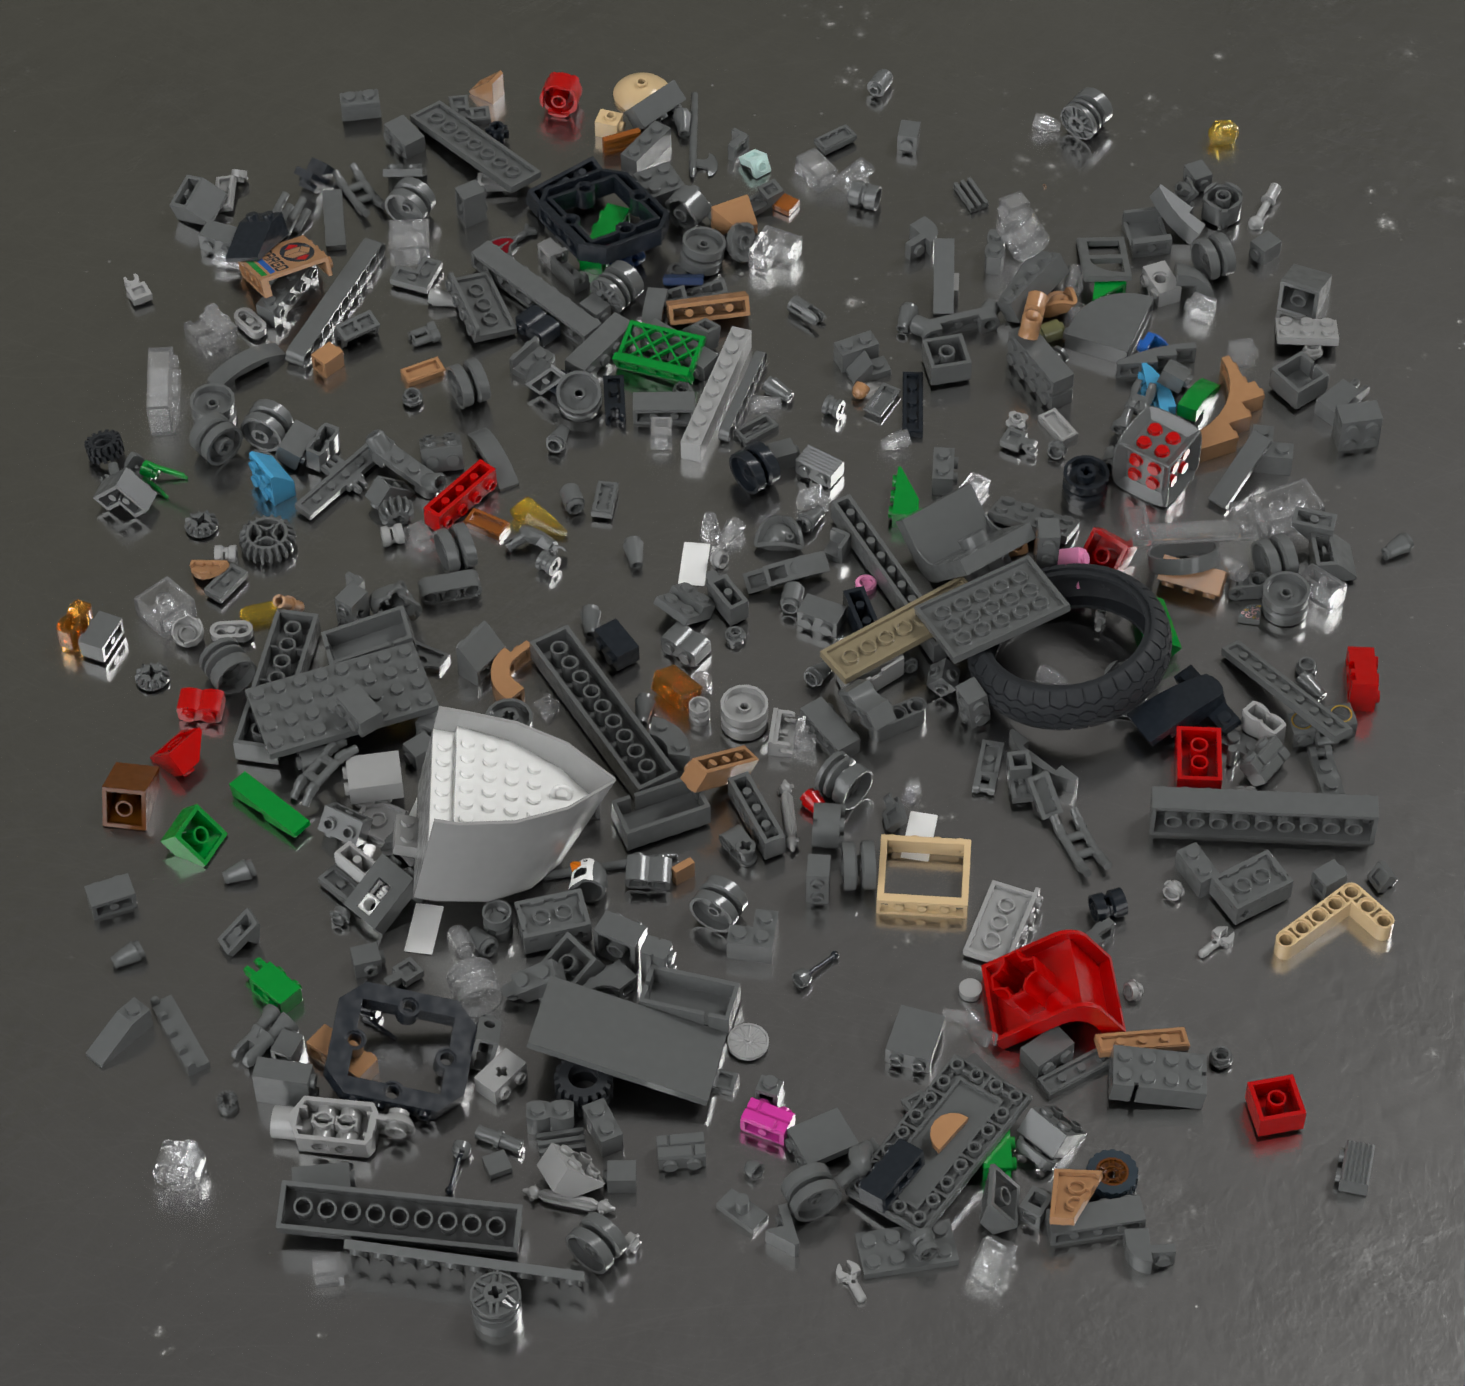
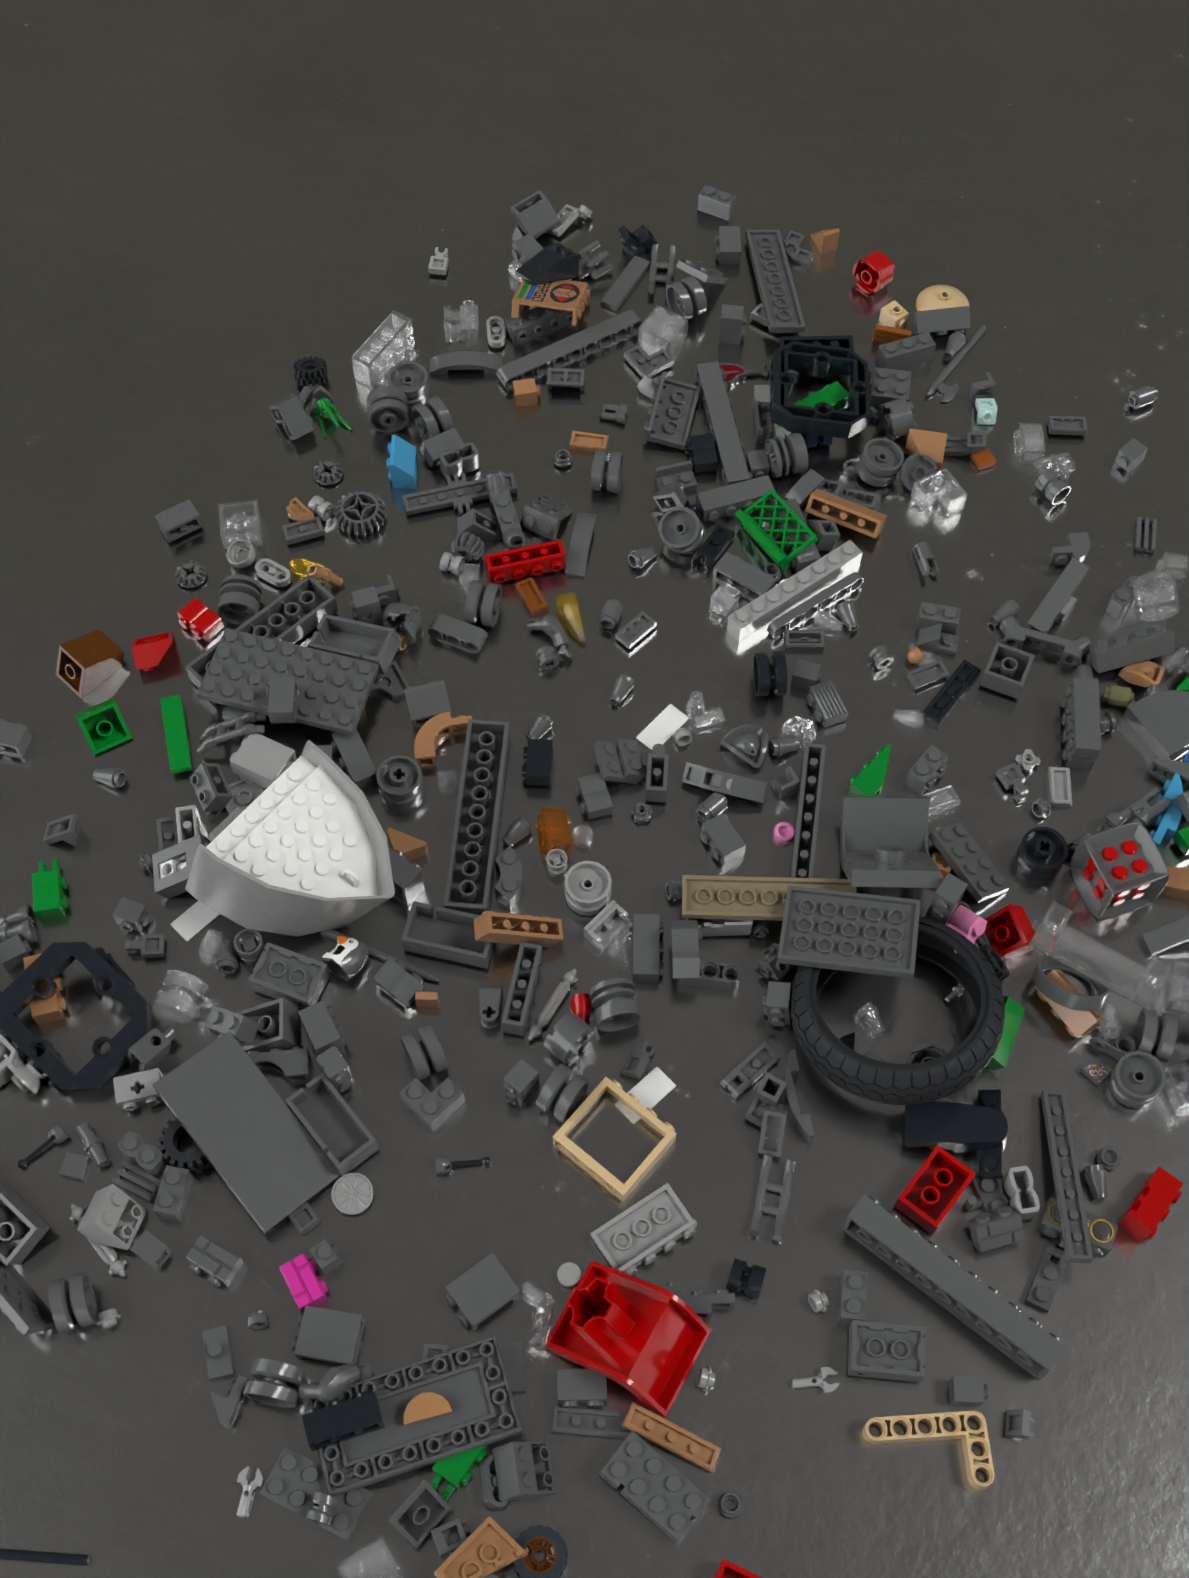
camera: 35 degrees right, 10 degrees up
(74, 624) = (167, 498): clear orange brick -> none
(498, 131) = (802, 278): black gear -> none
(683, 279) = (847, 477): dark blue tile -> none
(859, 608) = (754, 854): black brick -> none
(913, 787) = (674, 1047): clear plate -> none
(1033, 315) = (1105, 676): medium nougat plate -> none

